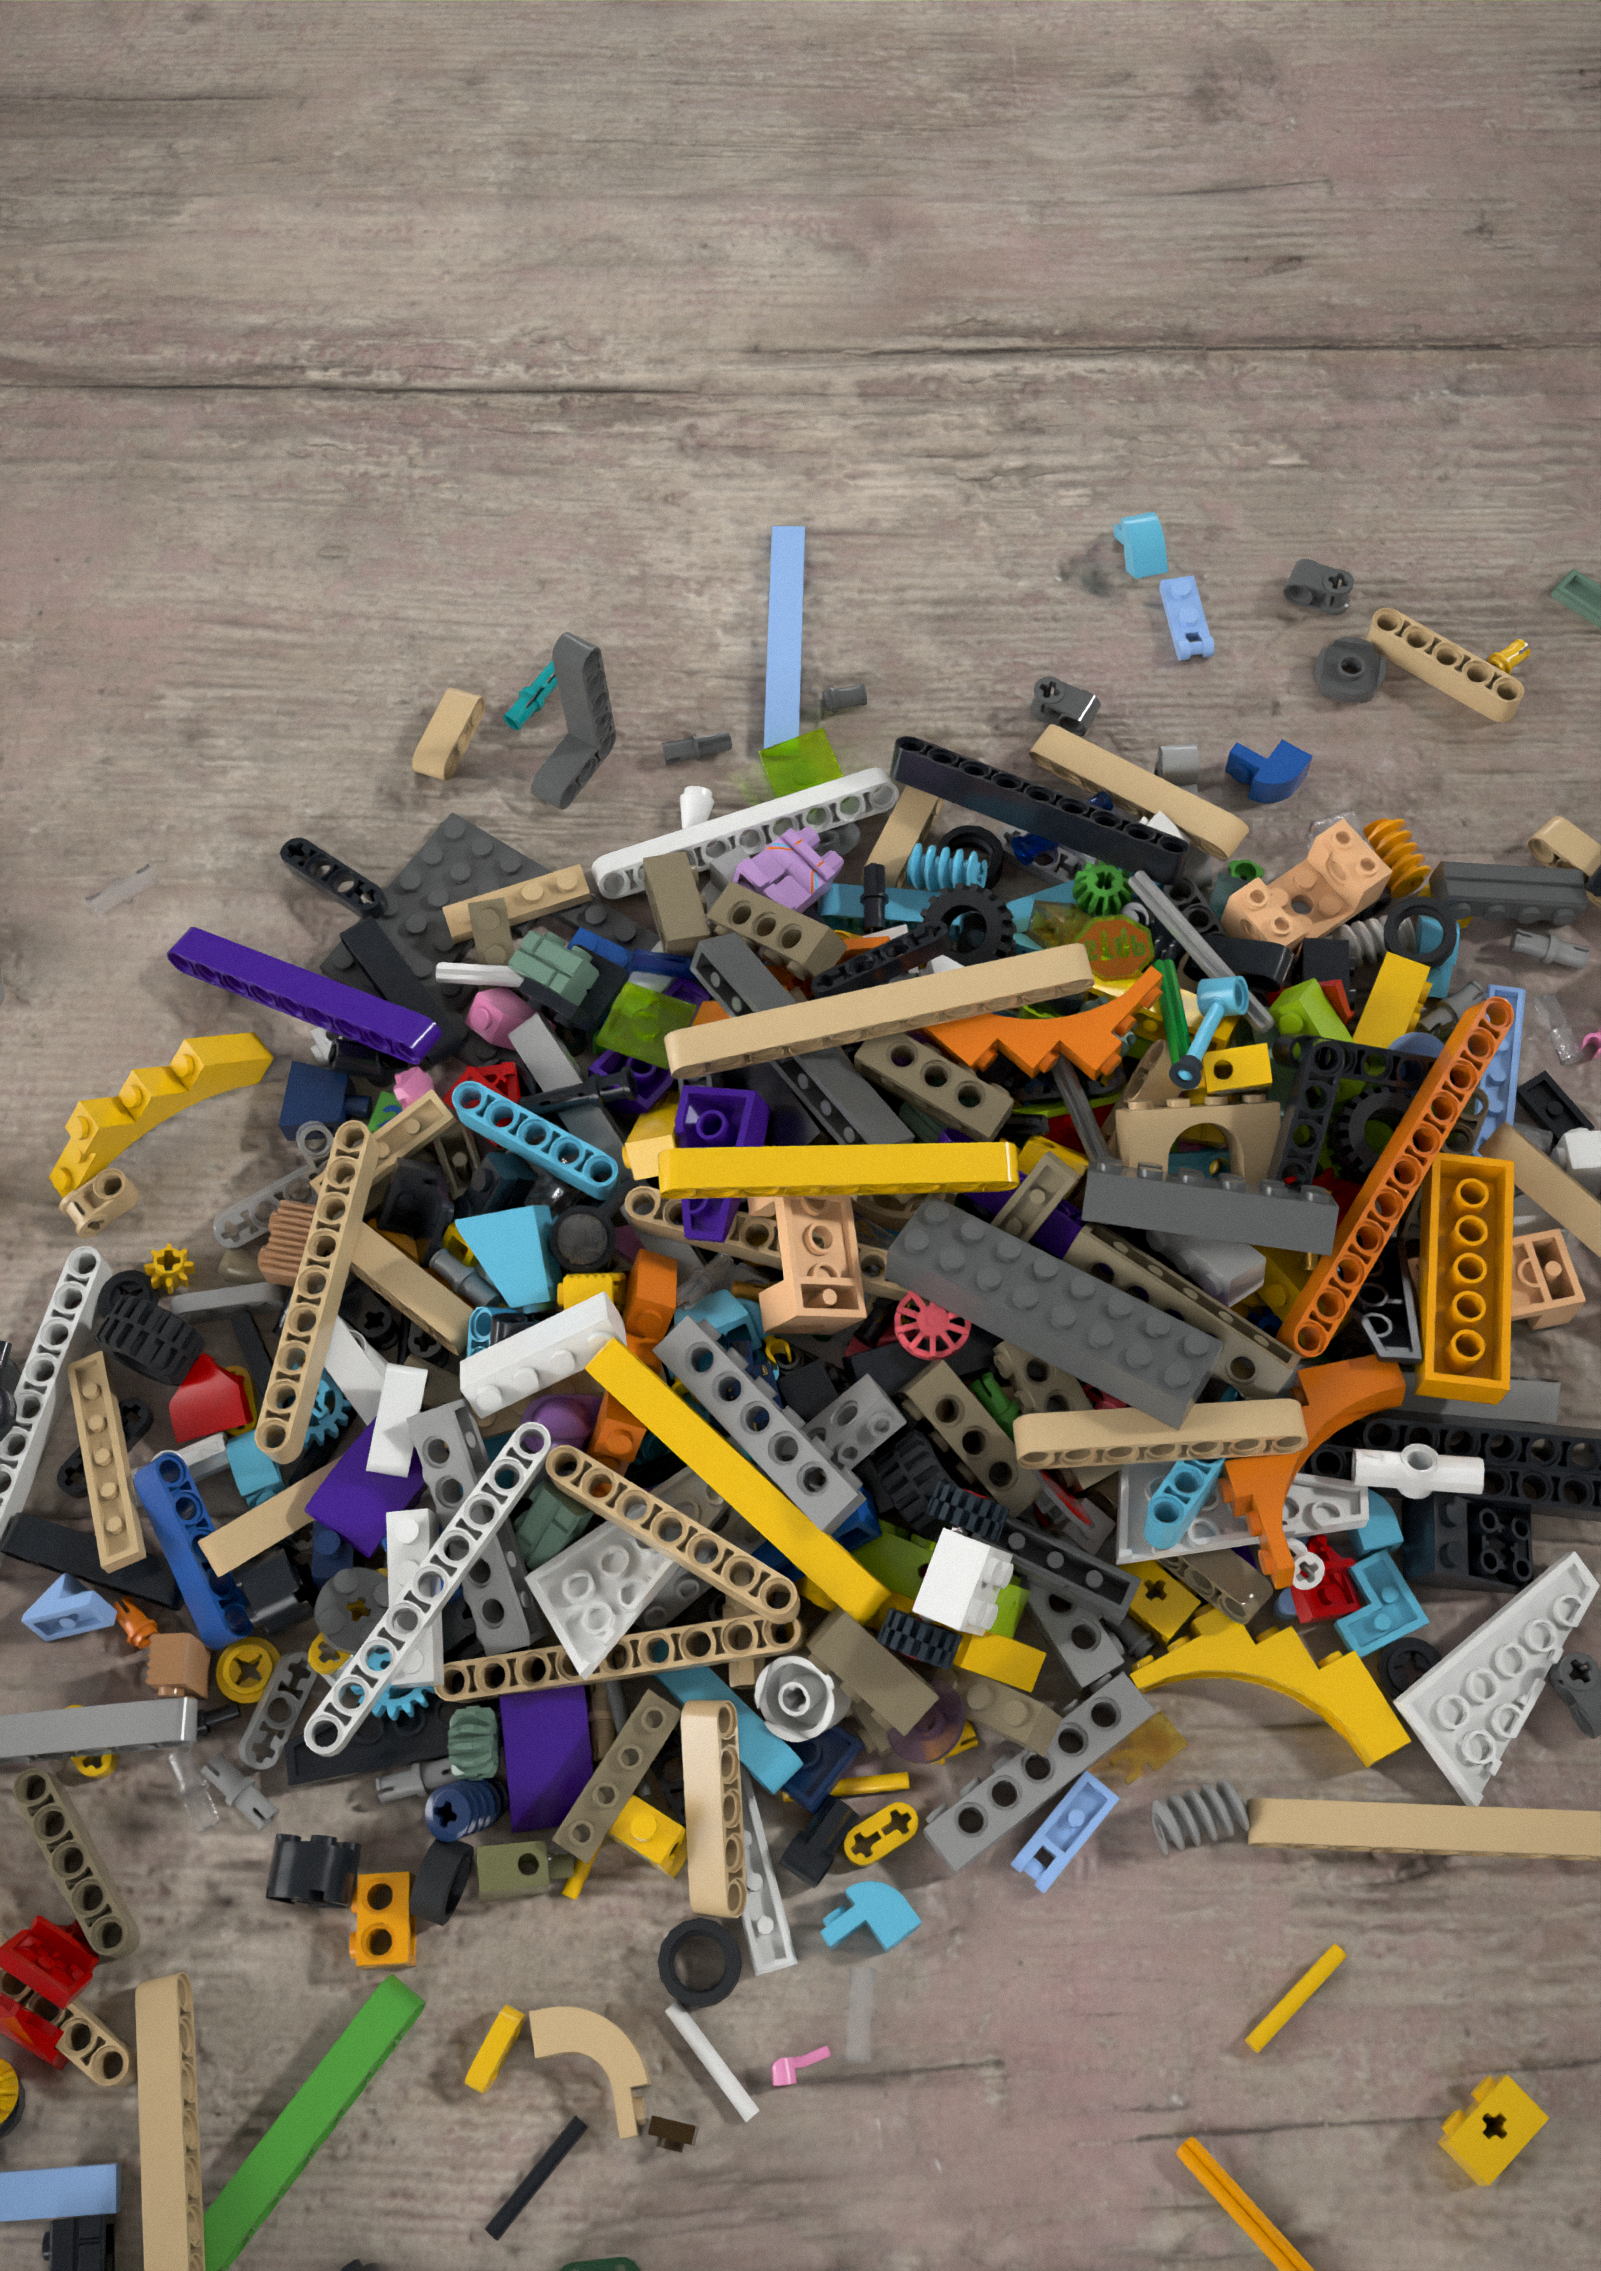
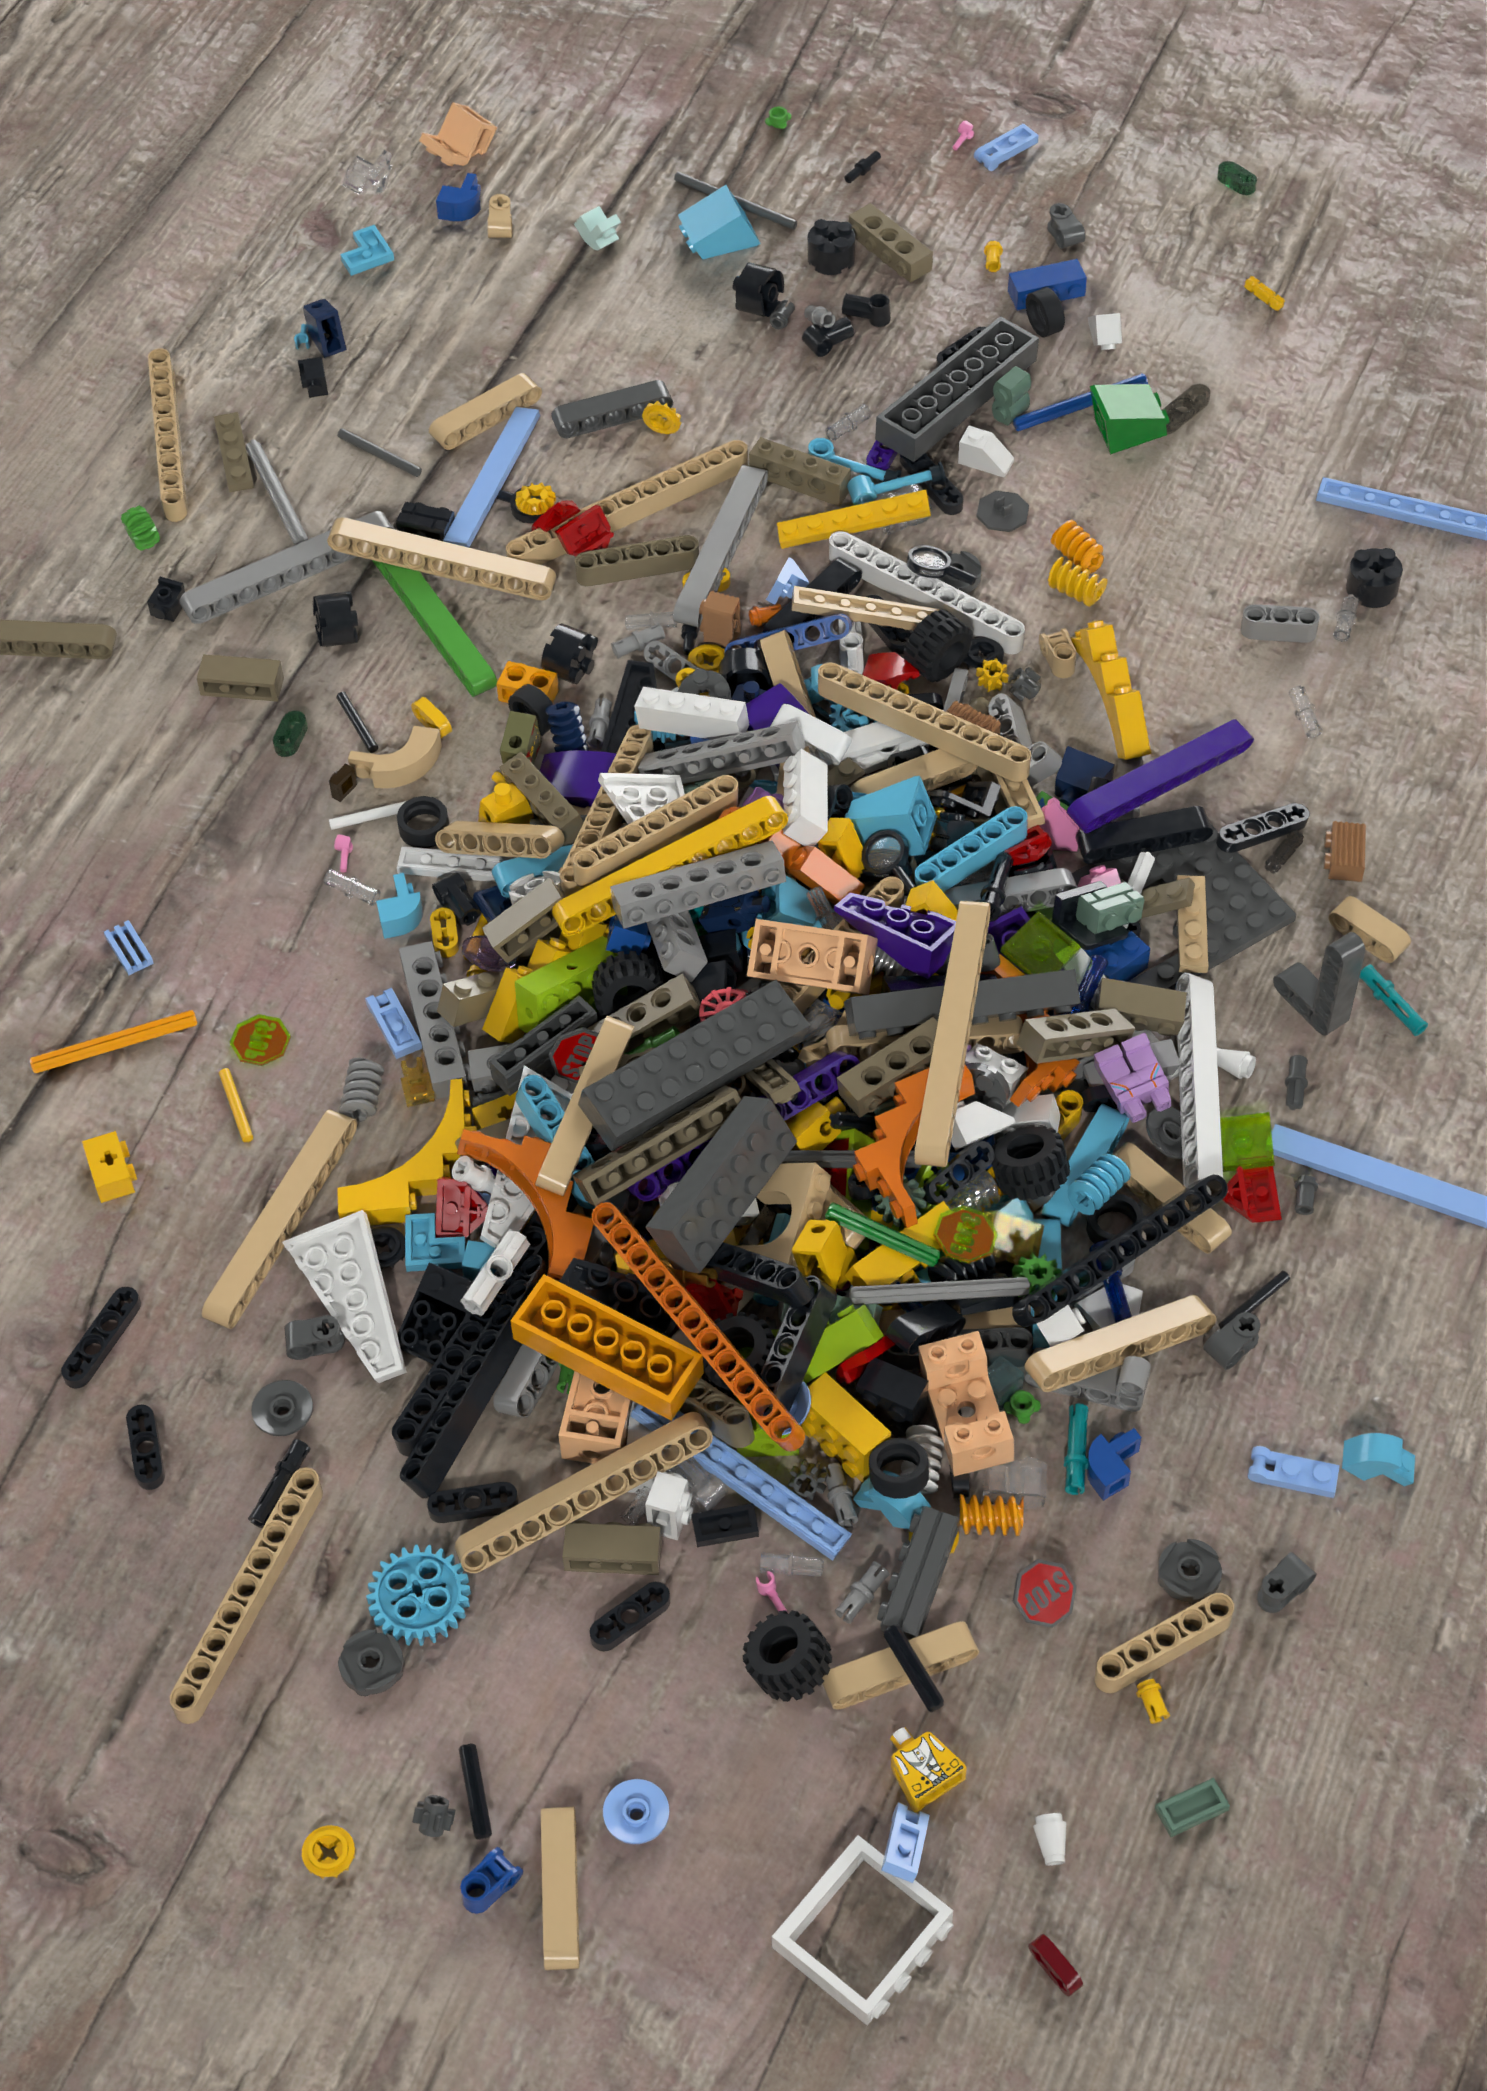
camera: 110 degrees right, 10 degrees down
(174, 1222) = (1024, 683): none -> dark grey gear
(339, 786) = (1346, 851): none -> medium nougat brick
(358, 853) = (1284, 851): none -> clear smoke axle
(428, 1608) = (685, 705): white beam -> none
(474, 1743) = (598, 735): sand green gear -> none
(837, 1170) = (839, 965): yellow beam -> none
(863, 744) = (1254, 1194): none -> red slope
(874, 898) = (1094, 1132): black axle -> none
(881, 962) = (1011, 1101): black beam -> none
(958, 1583) = (551, 958): brick -> none
(999, 708) = (1259, 1297): none -> black bar
(1171, 2023) = (260, 1040): none -> clear neon green piece
(1215, 1000) = (873, 1270): medium azure piece -> none
(1282, 805) = (1076, 1459): none -> teal pin
(1454, 780) = (1044, 1593): none -> piece

